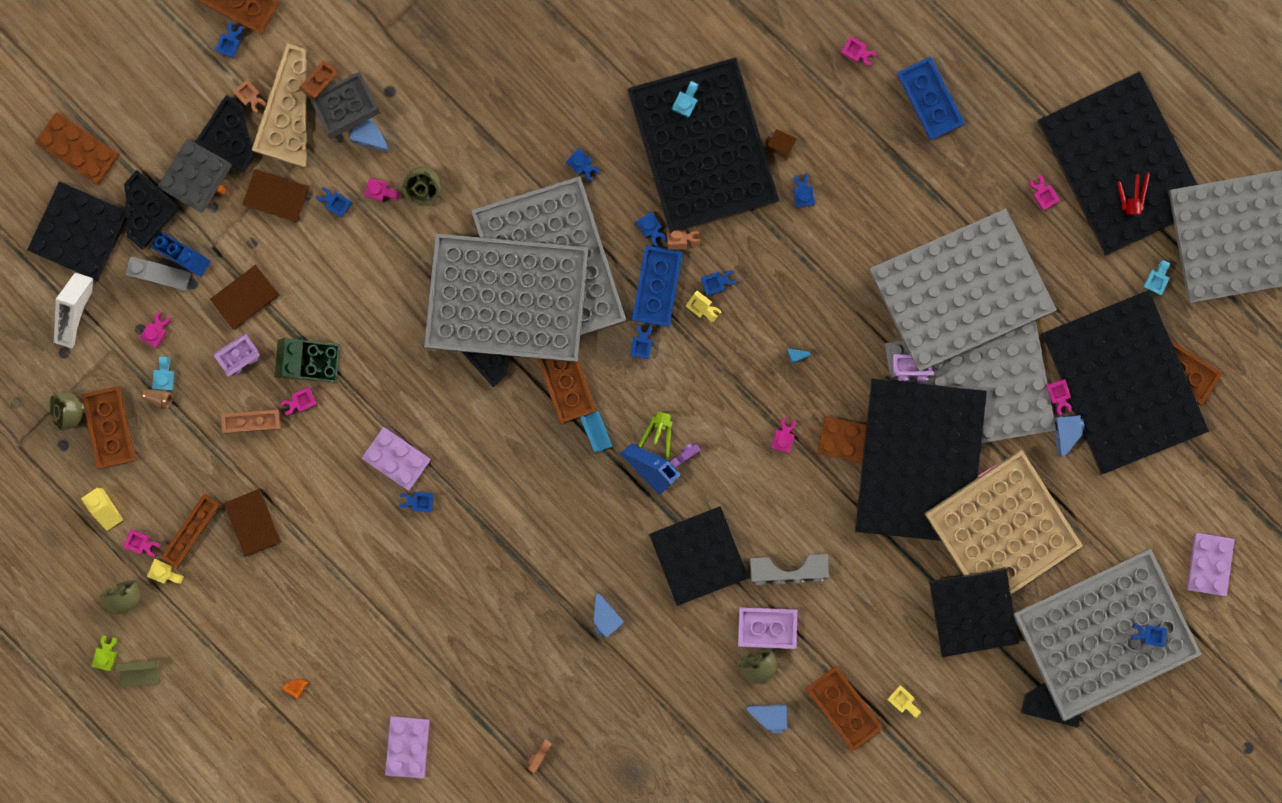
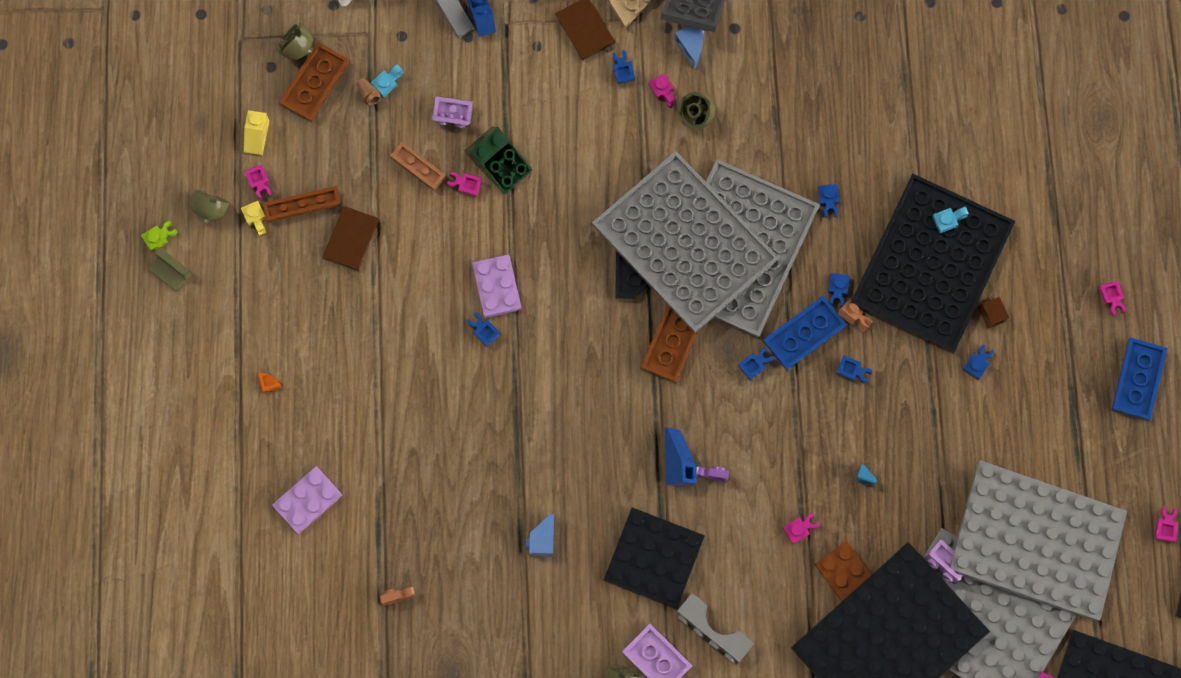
camera: 40 degrees right, 10 degrees down
(154, 332) = (409, 47): dark pink plate -> none
(244, 297) = (496, 77): reddish brown tile -> none
(596, 432) = (661, 398): dark azure panel -> none
(661, 422) = (716, 433): lime plant -> none
(701, 306) = (824, 376): light yellow plate -> none

